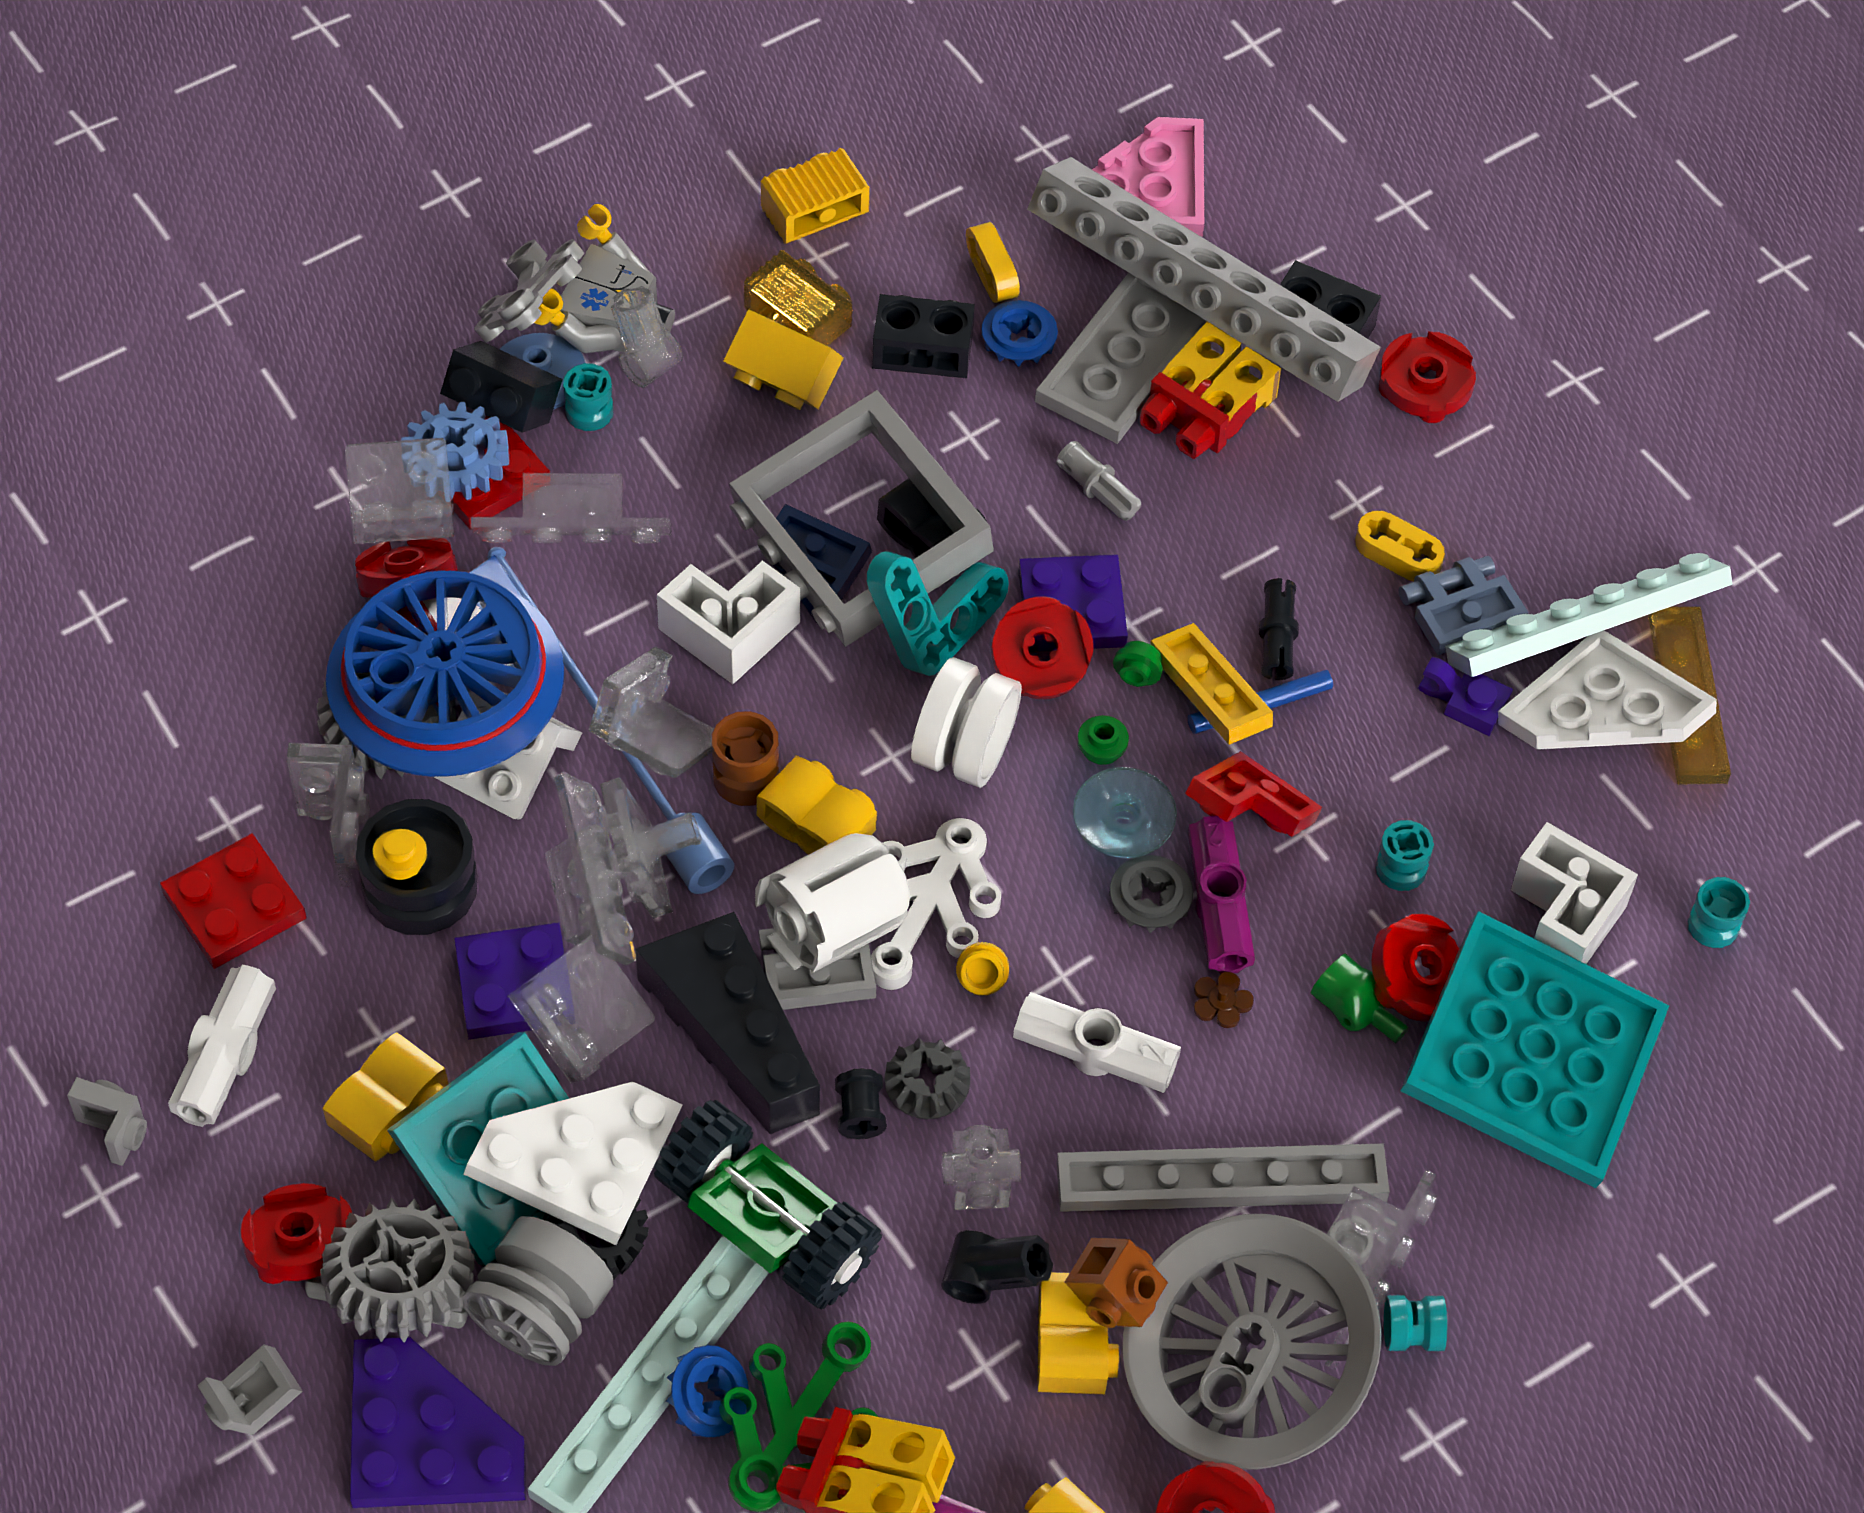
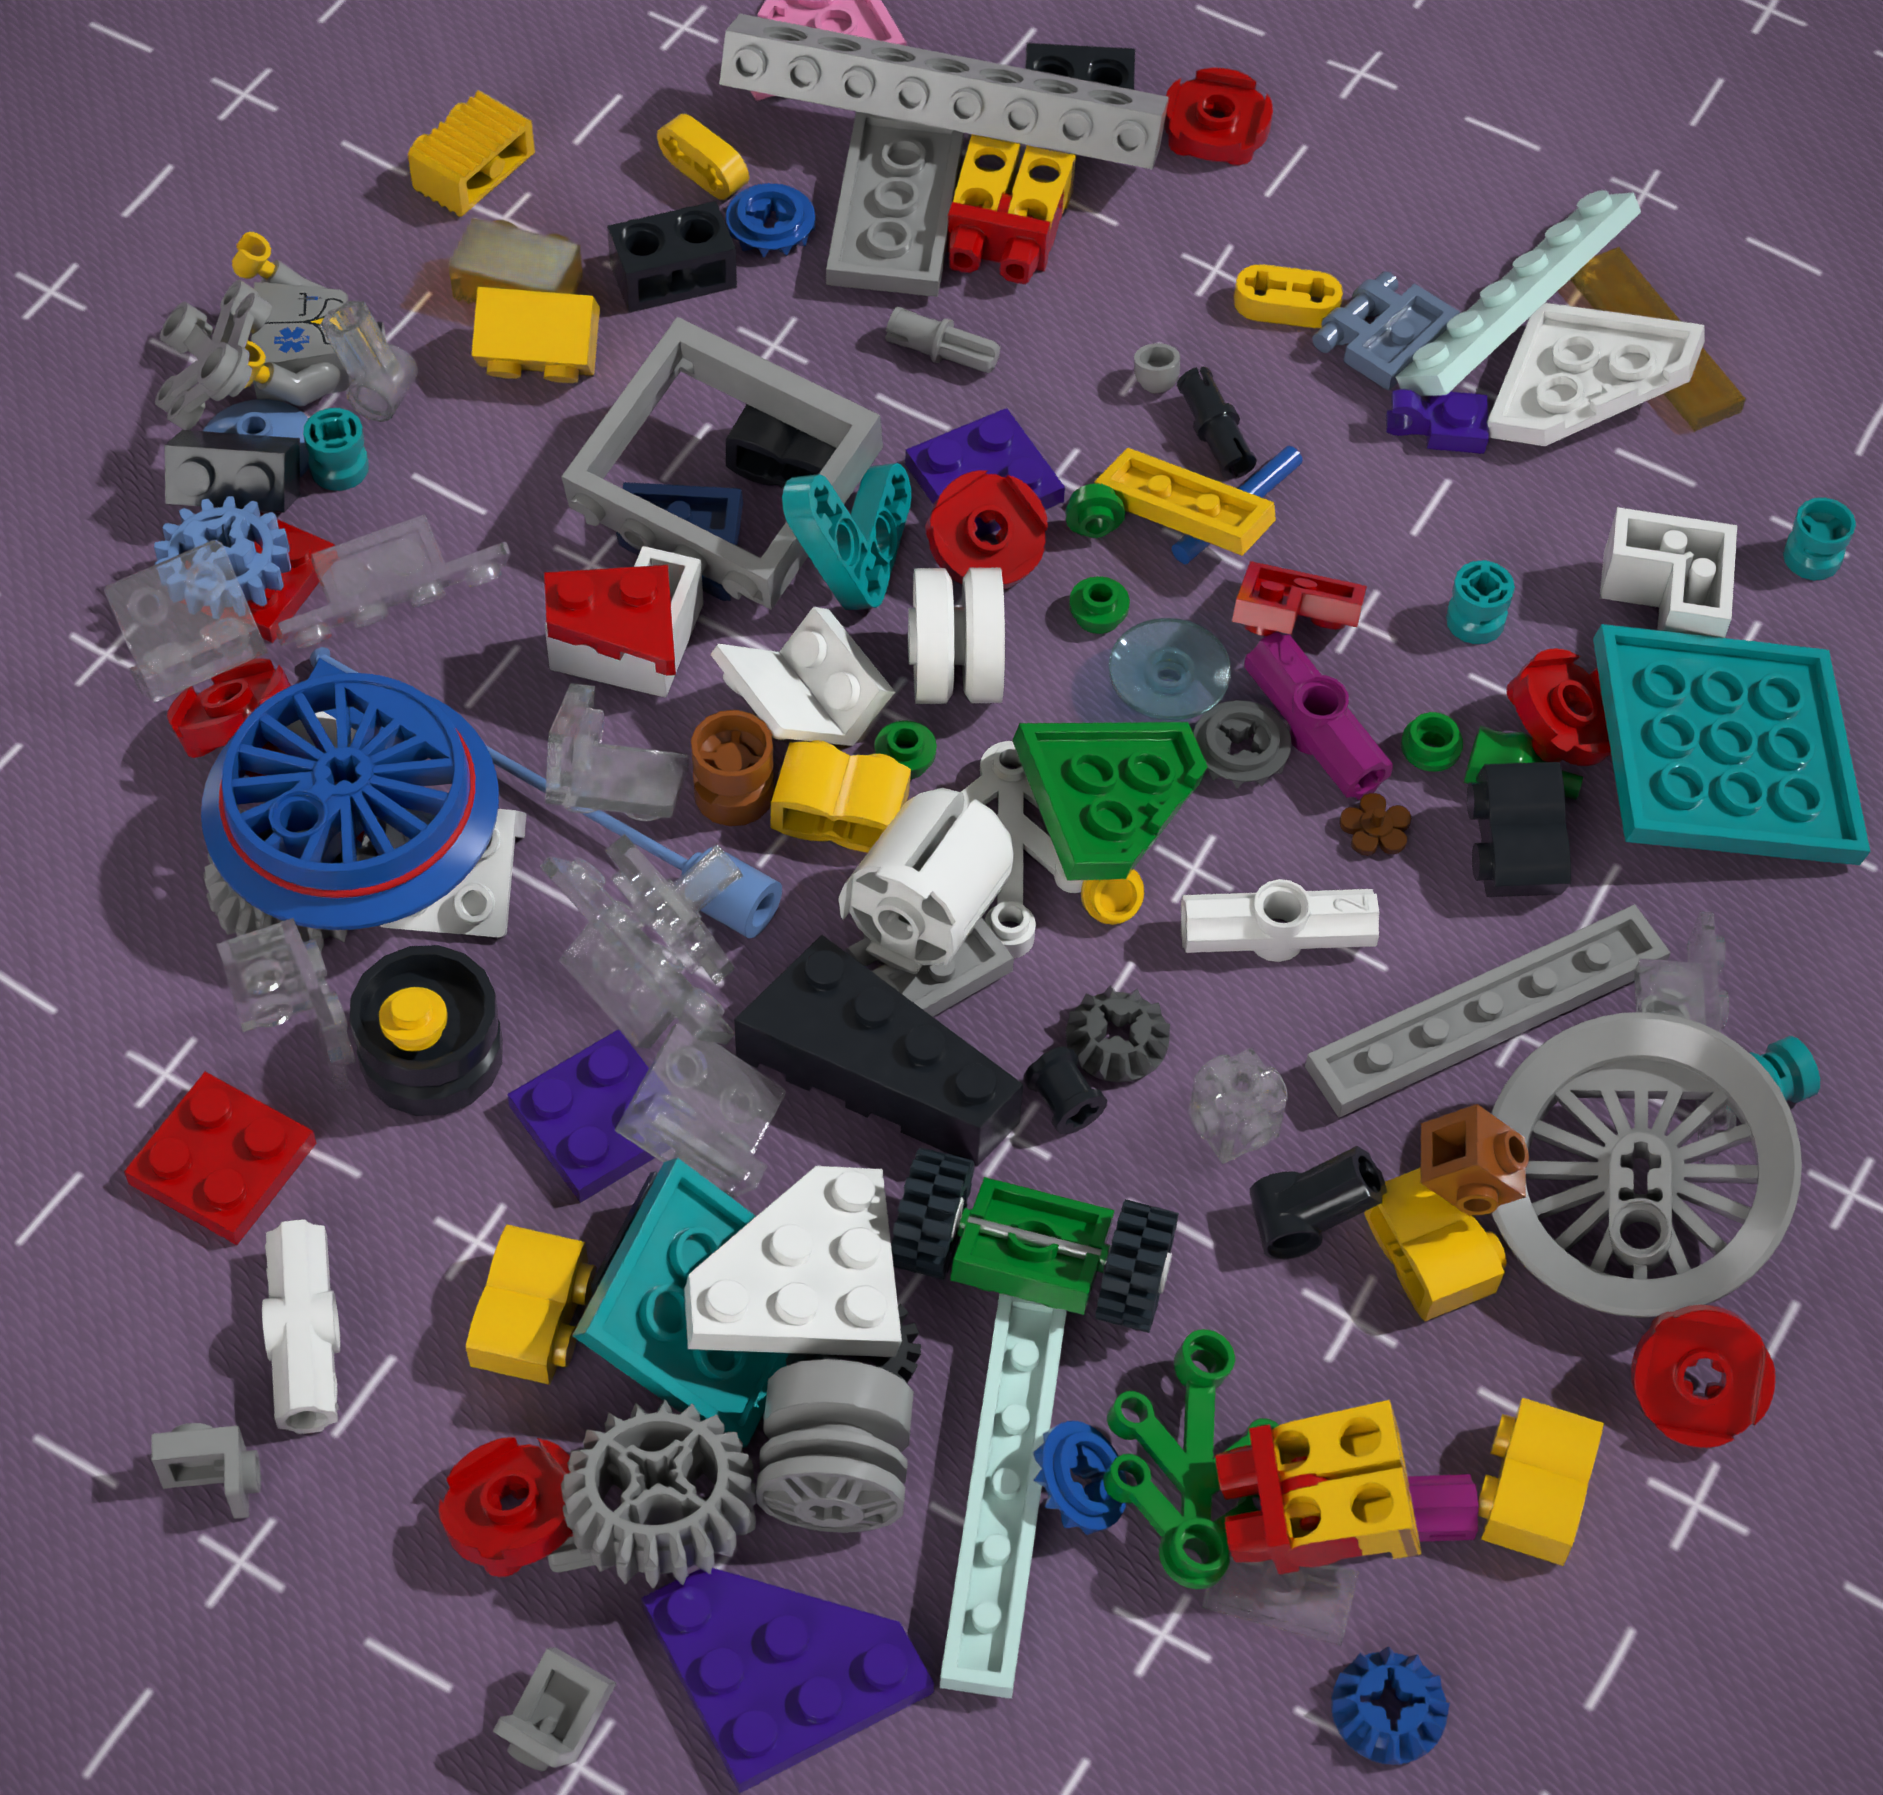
camera: 25 degrees left, 0 degrees up
(711, 604) = (614, 612): none -> red wing
(835, 722) = (811, 688): none -> white bracket
(894, 806) = (908, 733): none -> green plate
(1019, 887) = (1108, 788): none -> green plate
(1256, 565) = (1157, 367): none -> light grey hinge
(1305, 940) = (1432, 729): none -> green plate
(1325, 1048) = (1521, 829): none -> black brick

